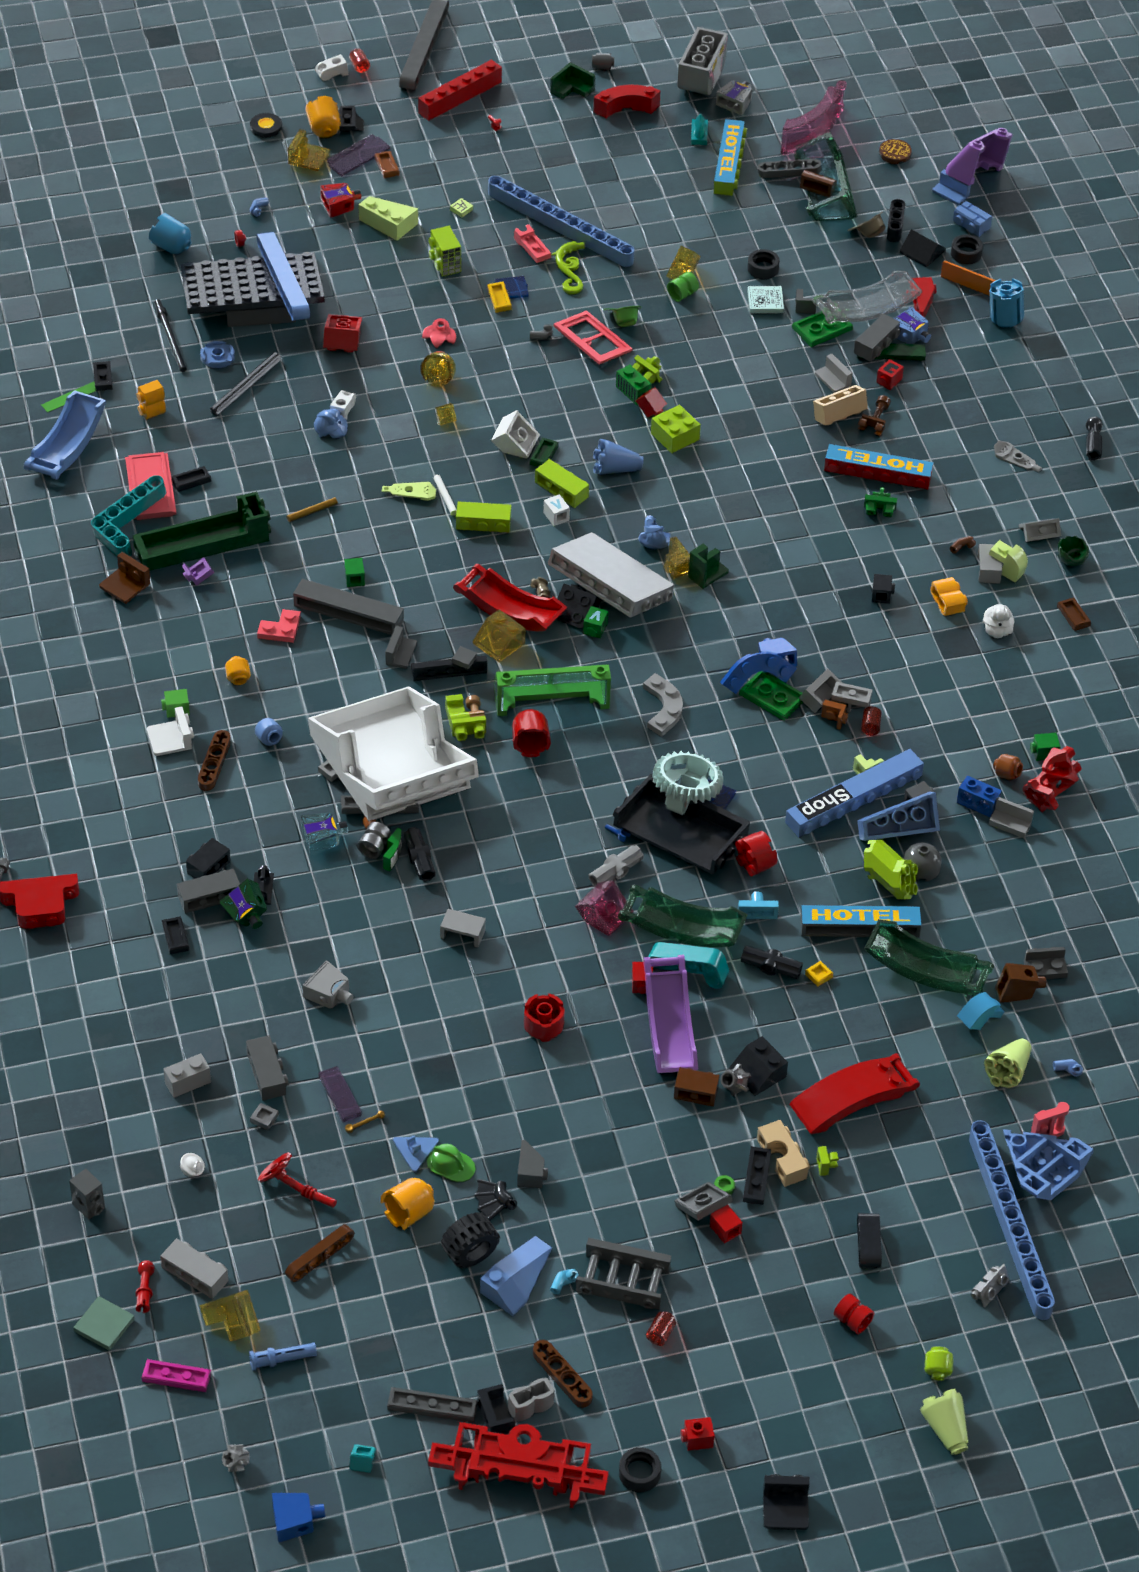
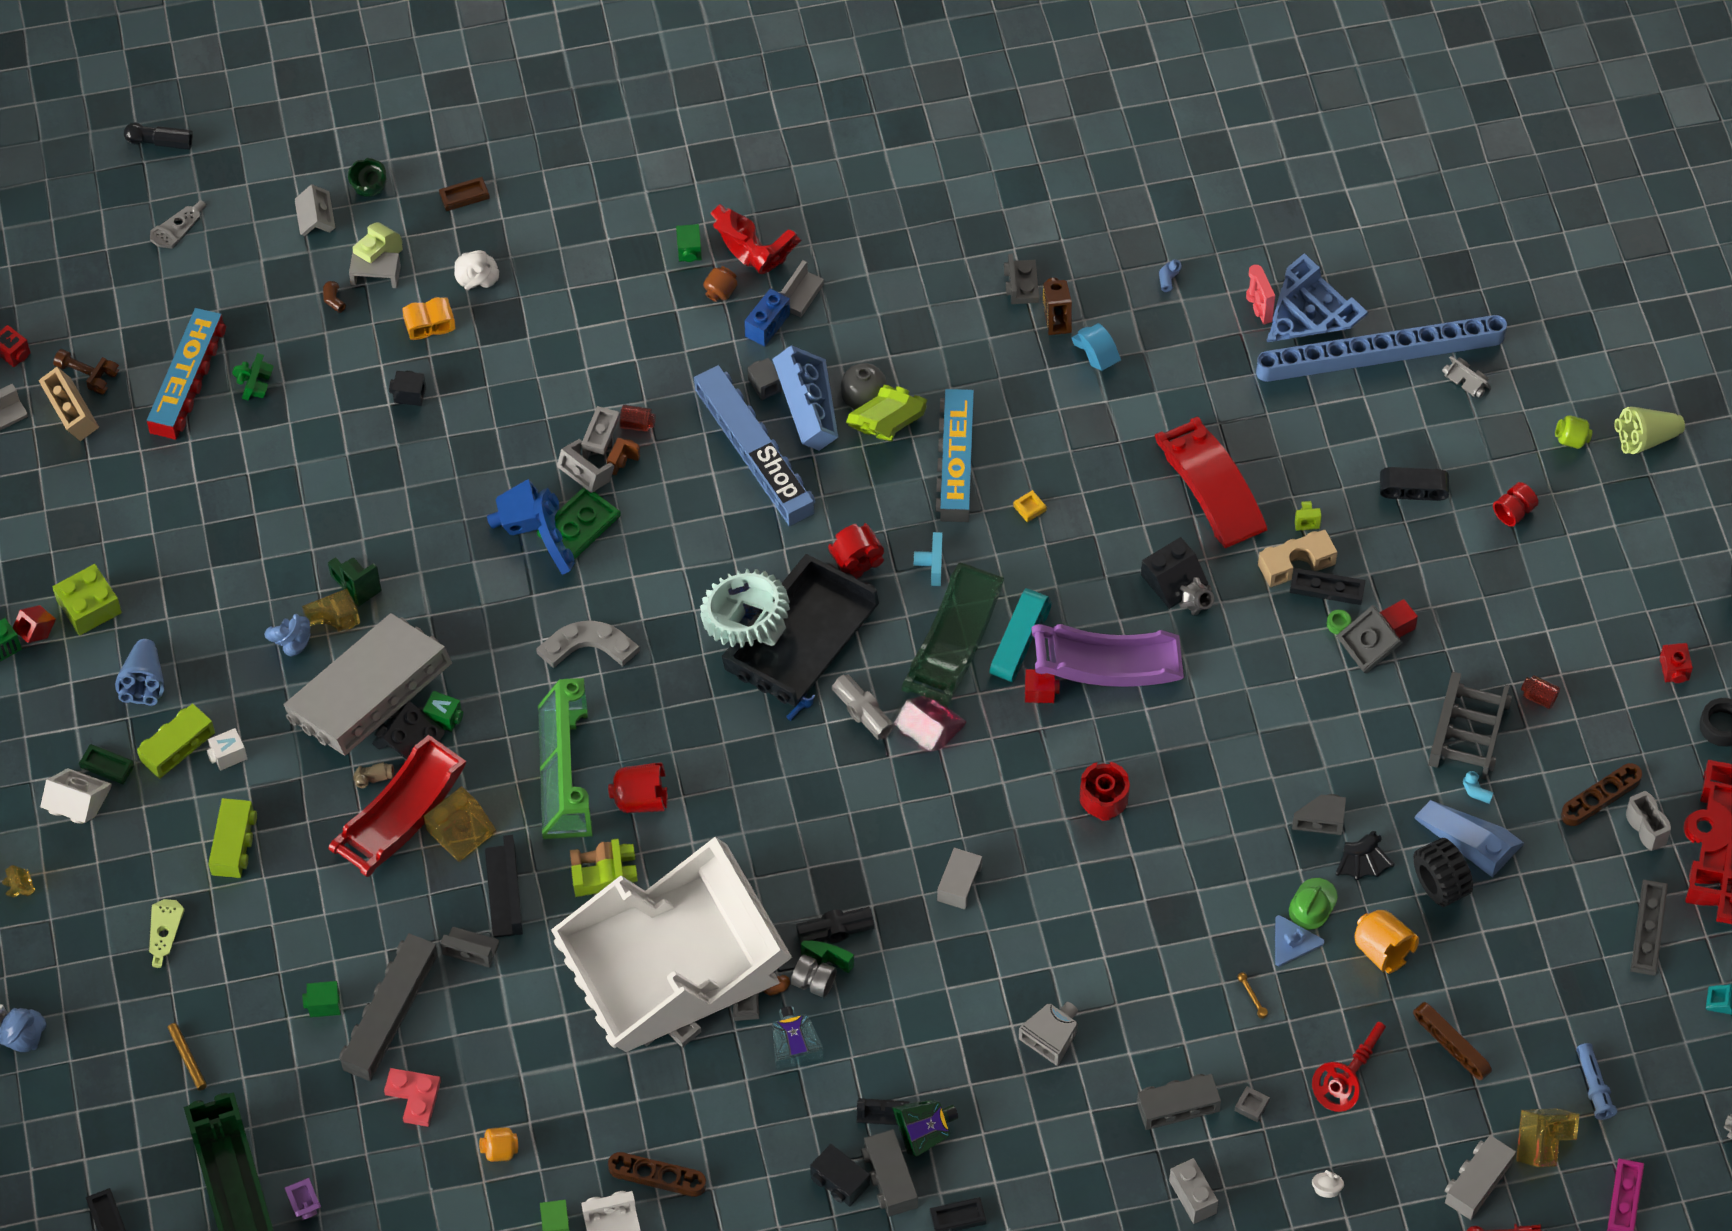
camera: 85 degrees left, 10 degrees up
(268, 731) = (615, 1104): medium blue head -> none
(339, 1094) = (1213, 1021): clear purple tile -> none
(445, 494) = (176, 887): white bar -> none
(464, 657) = (510, 859): dark grey tile -> none
(495, 1410) = (1660, 862): black panel -> none
(696, 1086) = (1203, 638): reddish brown brick -> none
(771, 962) = (1017, 549): black piece -> none
(861, 764) = (711, 429): yellowish green panel -> none
(926, 962) = (1022, 389): clear green windscreen -> none
(1008, 1063) = (1171, 324): yellowish green cone -> none

